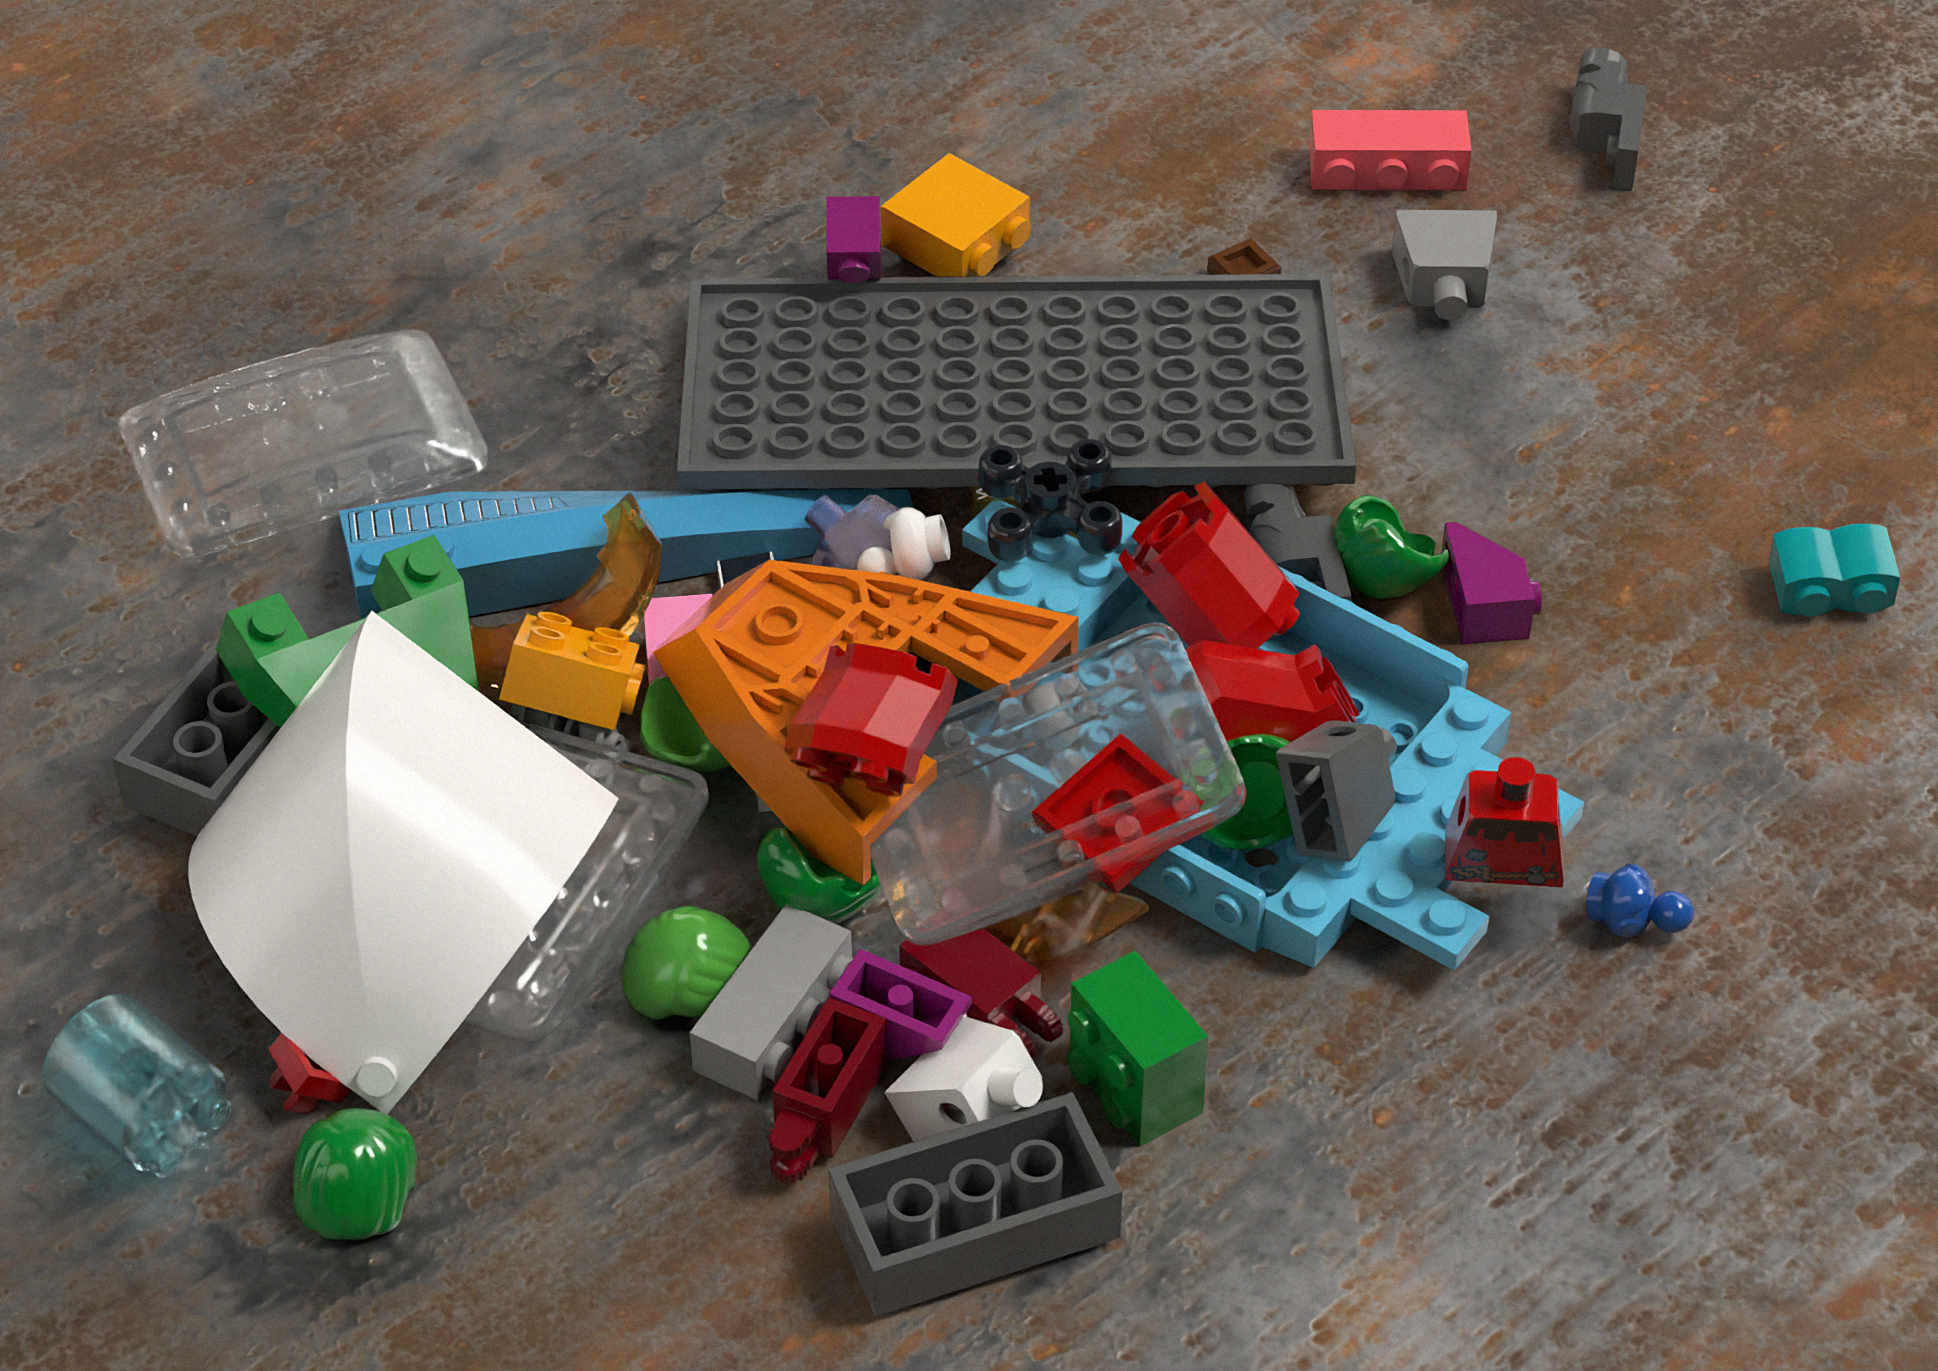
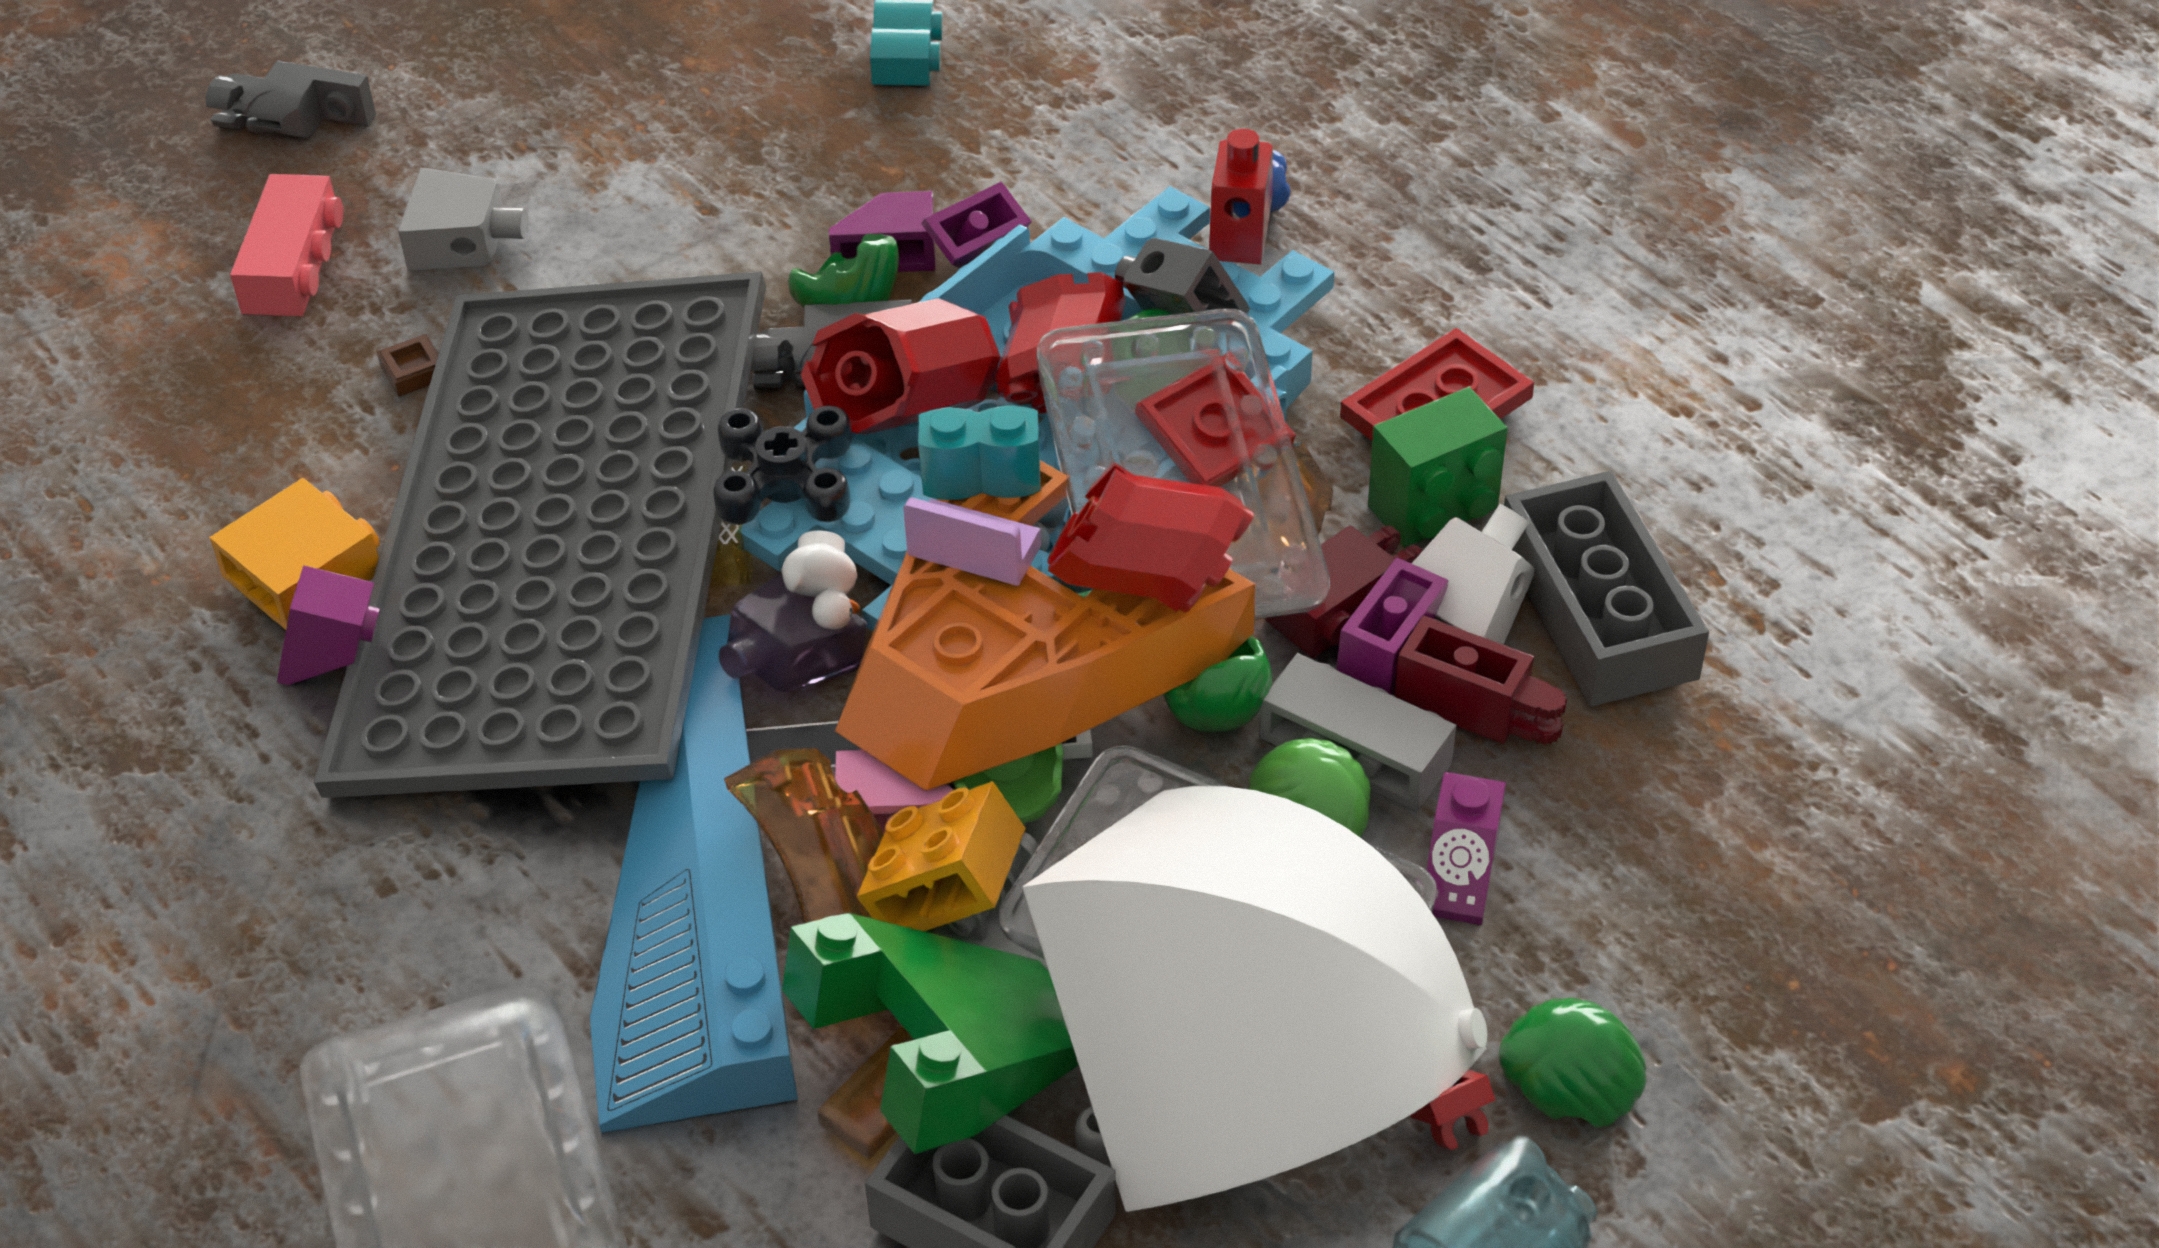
camera: 85 degrees left, 0 degrees up
(621, 1087) = (1464, 845): none -> magenta slope
(896, 600) = (970, 540): none -> lavender panel
(1002, 597) = (979, 452): none -> teal brick
(1293, 1077) = (1433, 373): none -> red plate
(1471, 631) = (975, 223): none -> magenta slope

